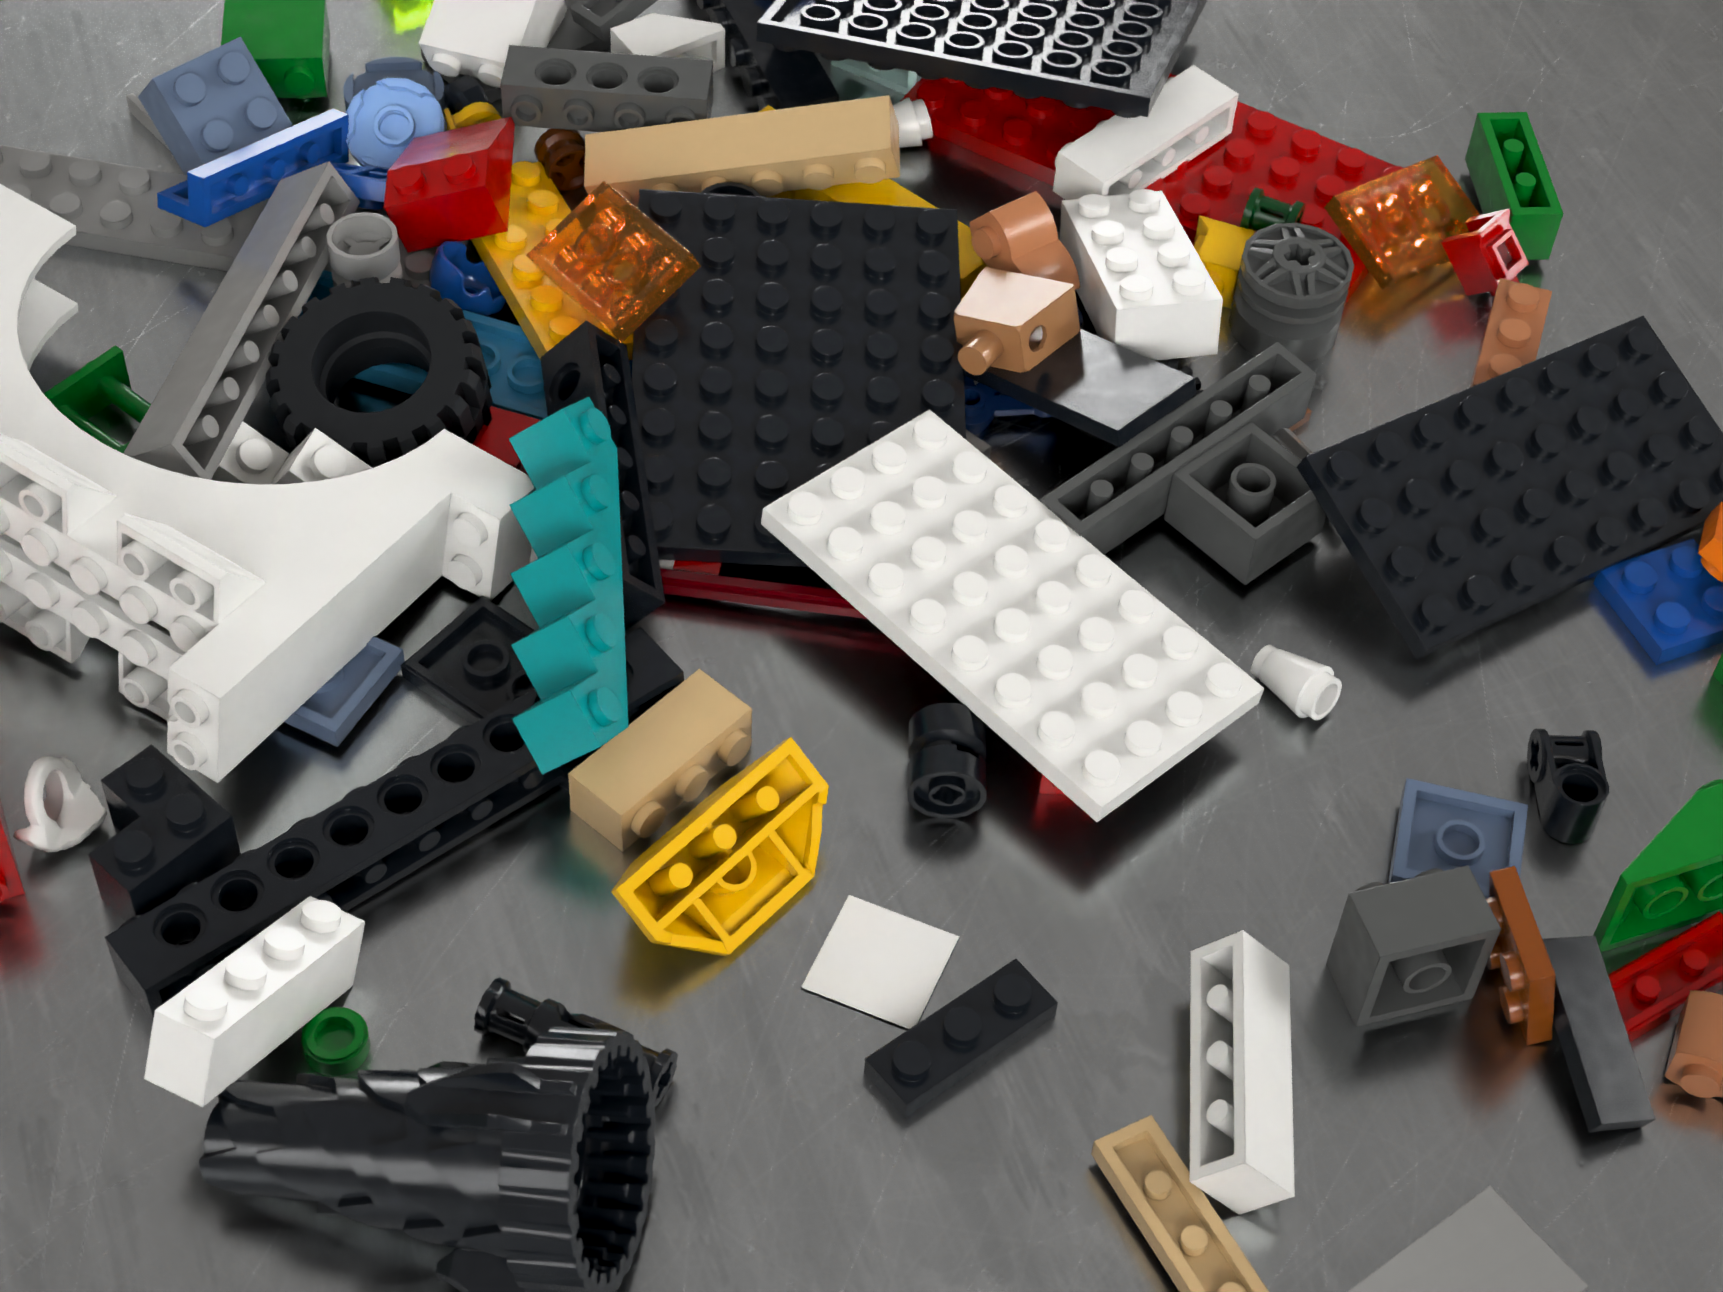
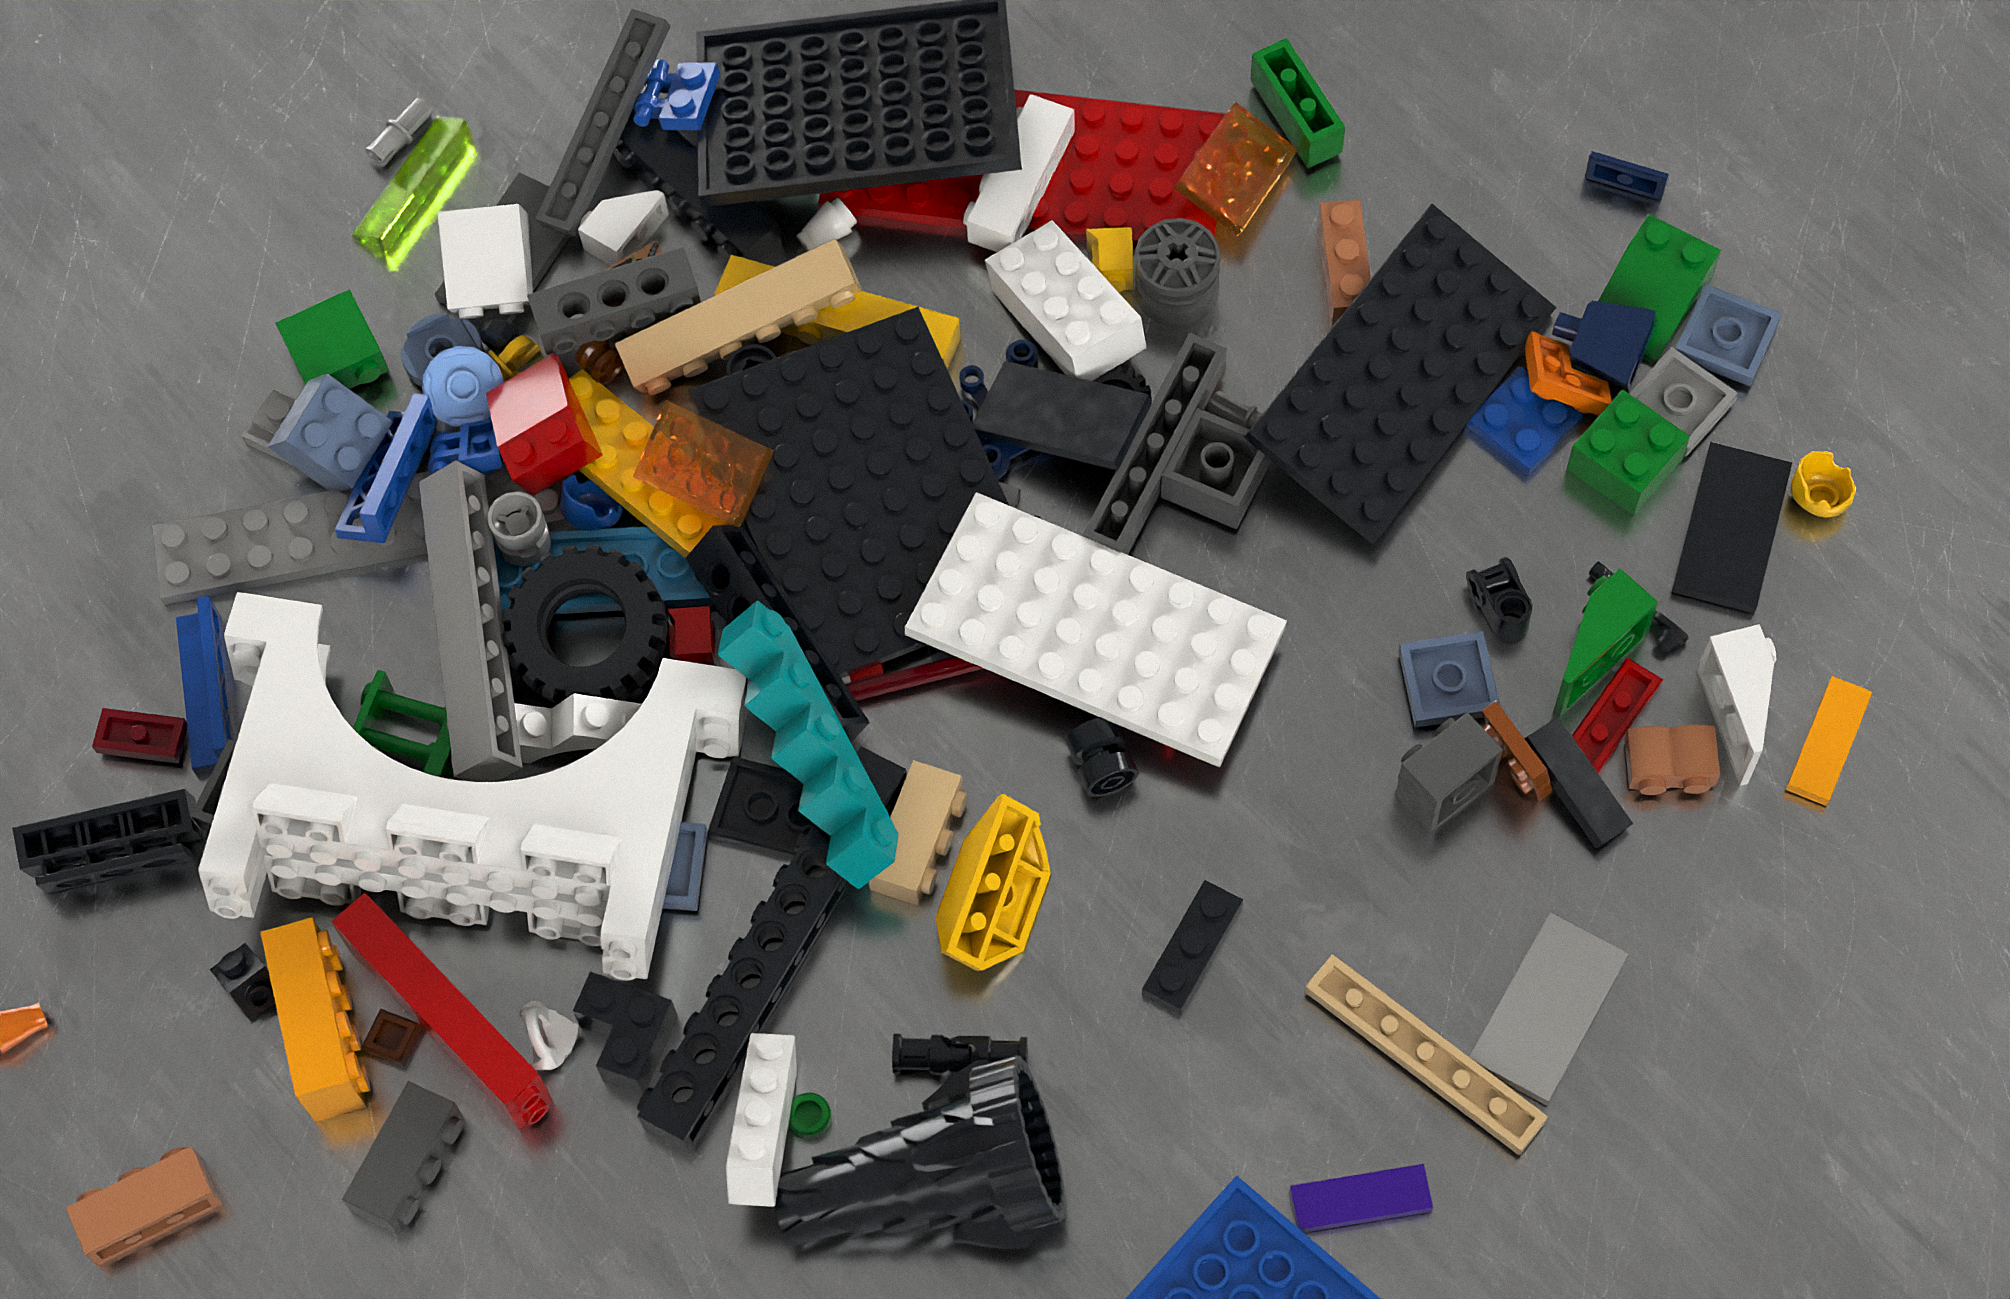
camera: 15 degrees left, 15 degrees up
(880, 962) = (1118, 915): white sticker -> none
(1013, 321) = (998, 389): medium nougat torso -> none
(1023, 240) = (979, 321): nougat brick -> none
(1241, 1074) = (1375, 903): white brick -> none
(1266, 211) = (1138, 202): dark green bush -> none
(1297, 681) = (1301, 595): white cone -> none
(1486, 253) = (1307, 178): red window -> none

